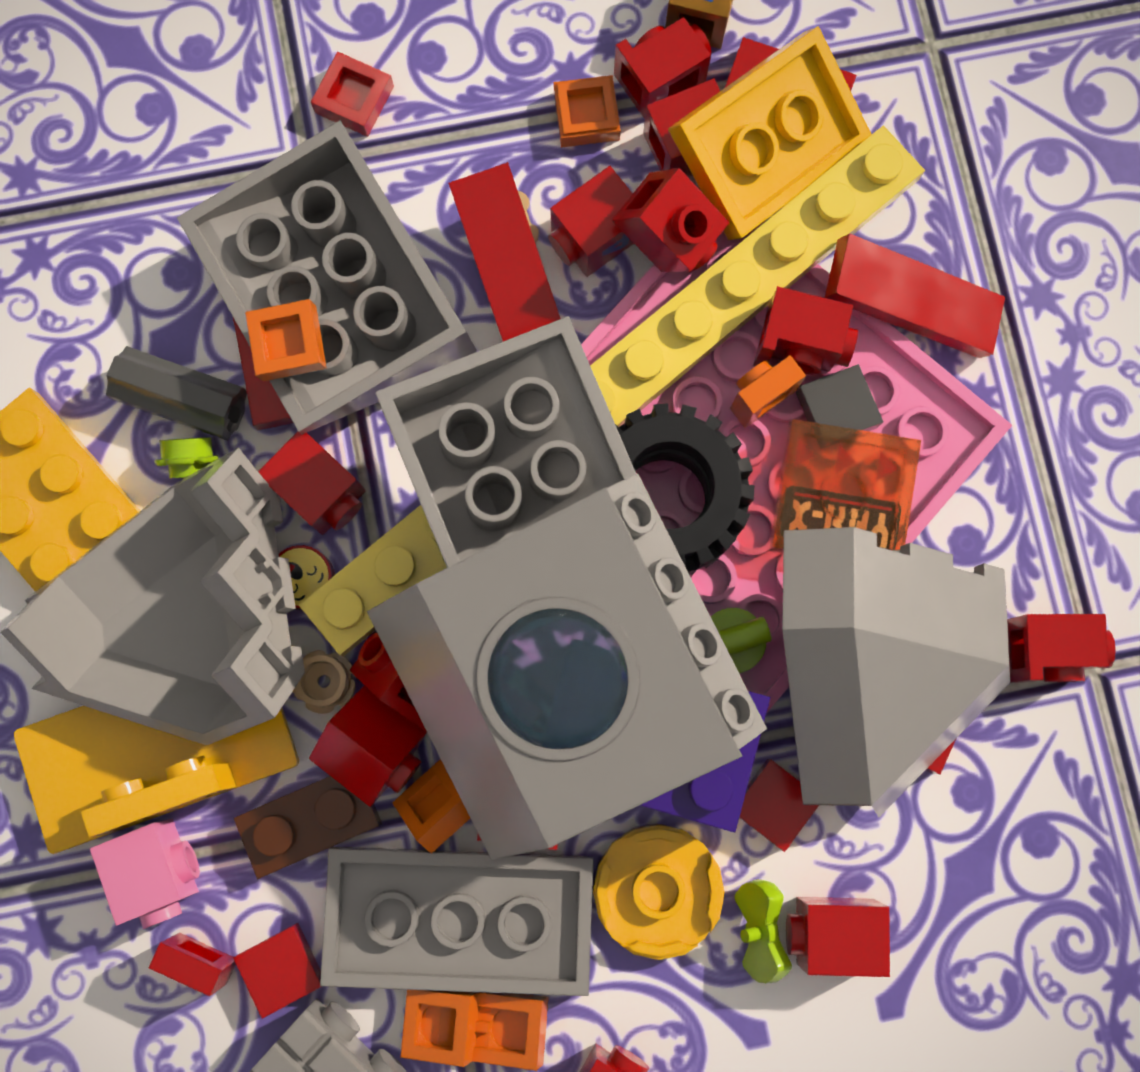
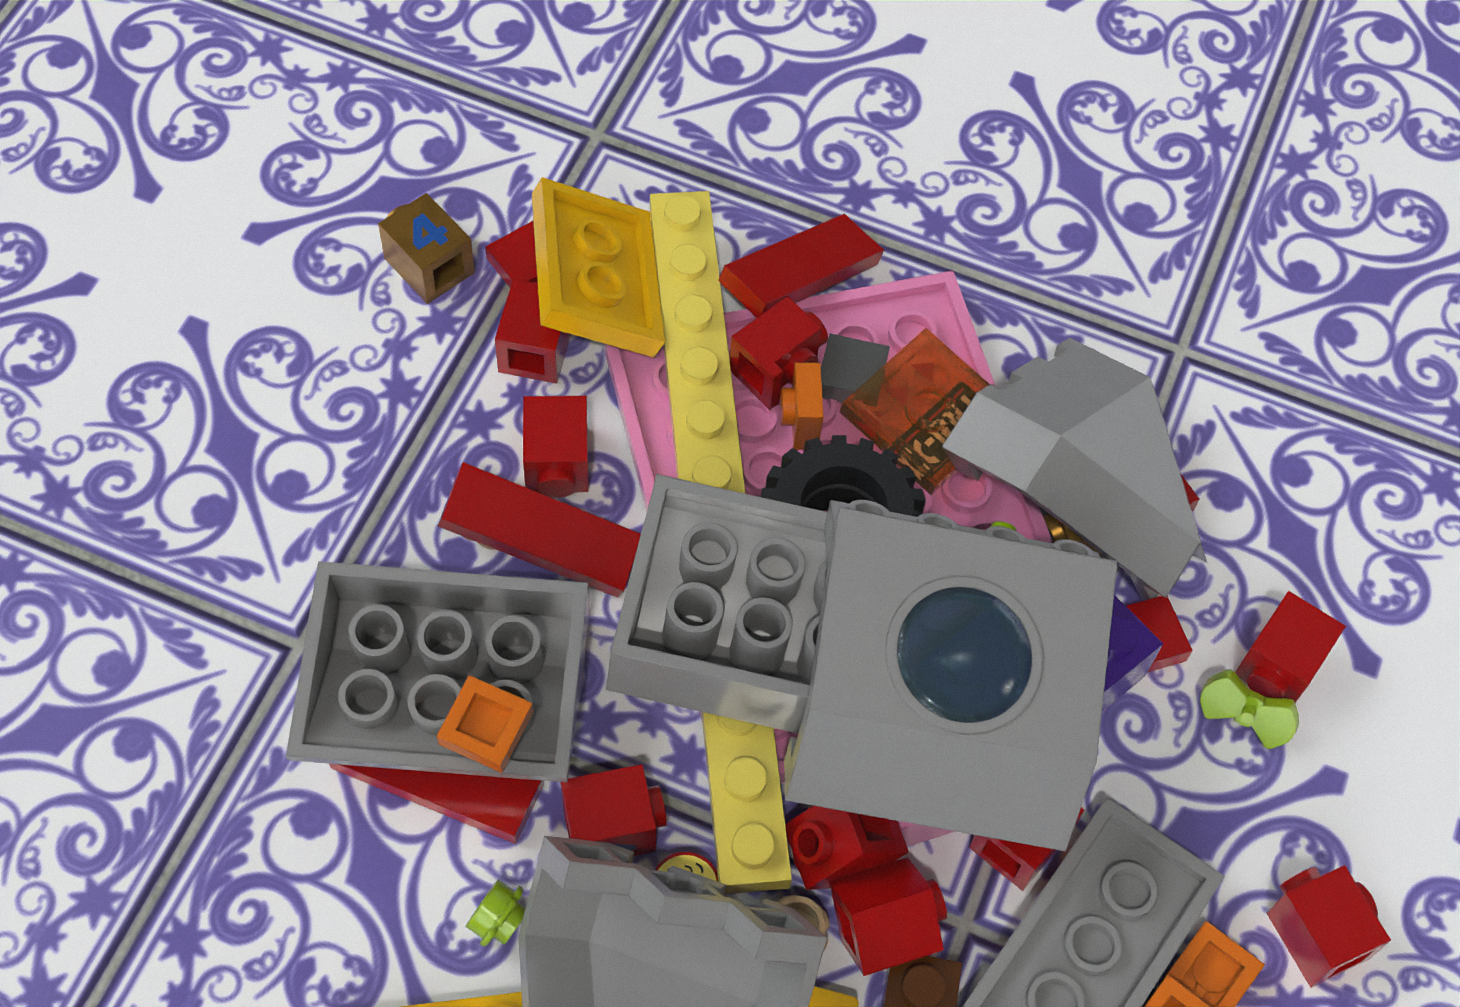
camera: 60 degrees left, 20 degrees down
(176, 393) = (432, 883): dark grey axle -> none
(352, 93) = (273, 563): tile -> none
(432, 808) = (977, 898): orange plate -> none
(586, 111) = (446, 397): orange tile -> none
(658, 891) = (1165, 771): yellow tile -> none
(662, 62) = (461, 316): red brick -> none
(671, 221) = (612, 378): red brick -> none
(1058, 646) = (1155, 345): red brick -> none

